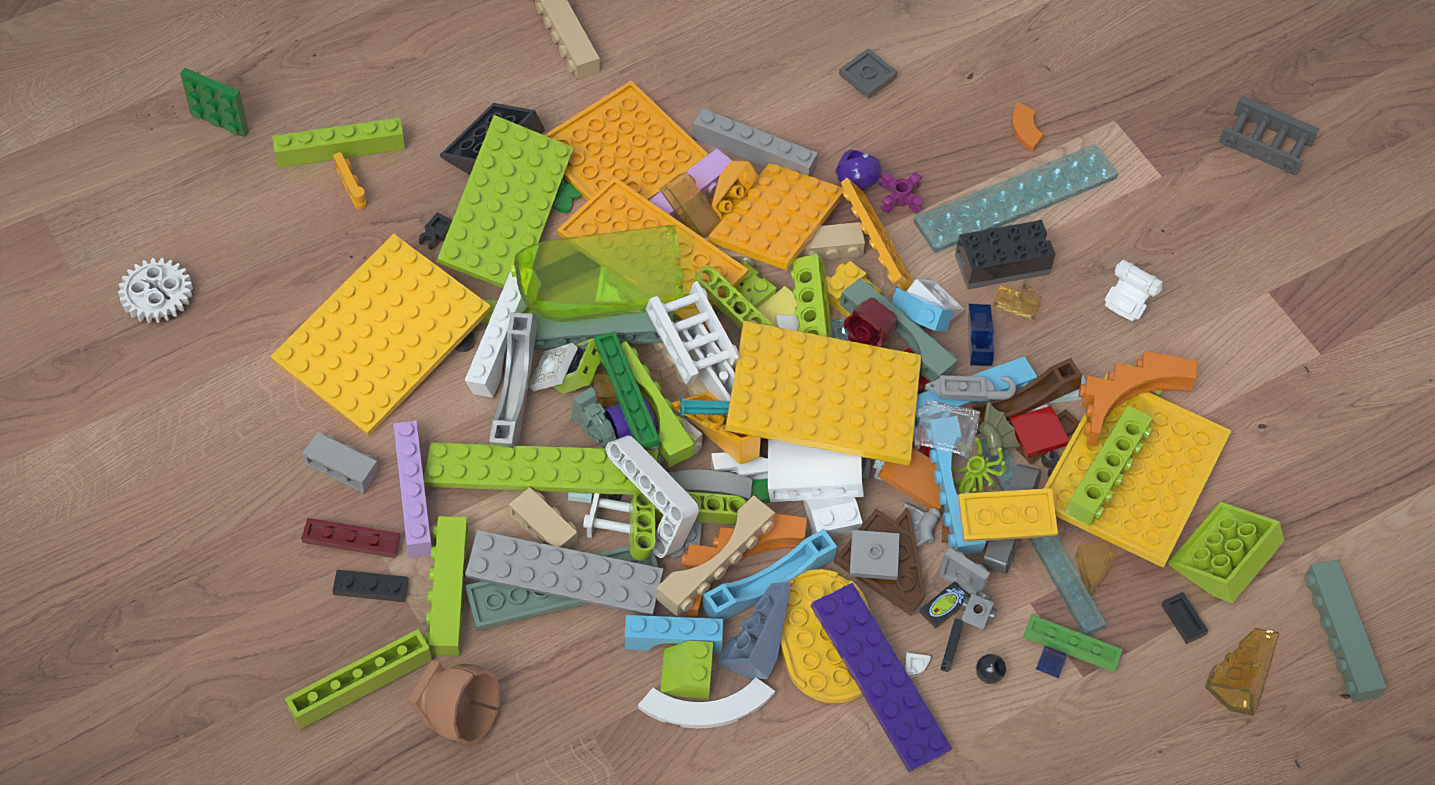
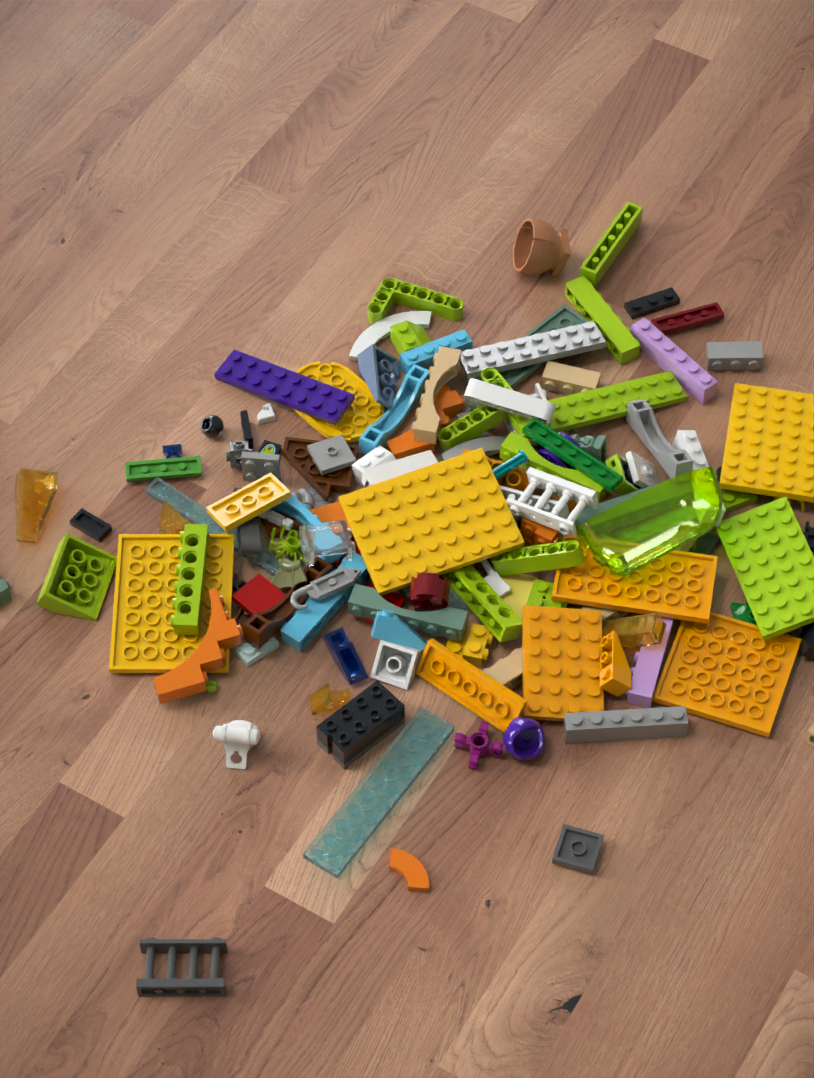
camera: 155 degrees right, 5 degrees down
(651, 732) = (413, 297): none -> lime beam

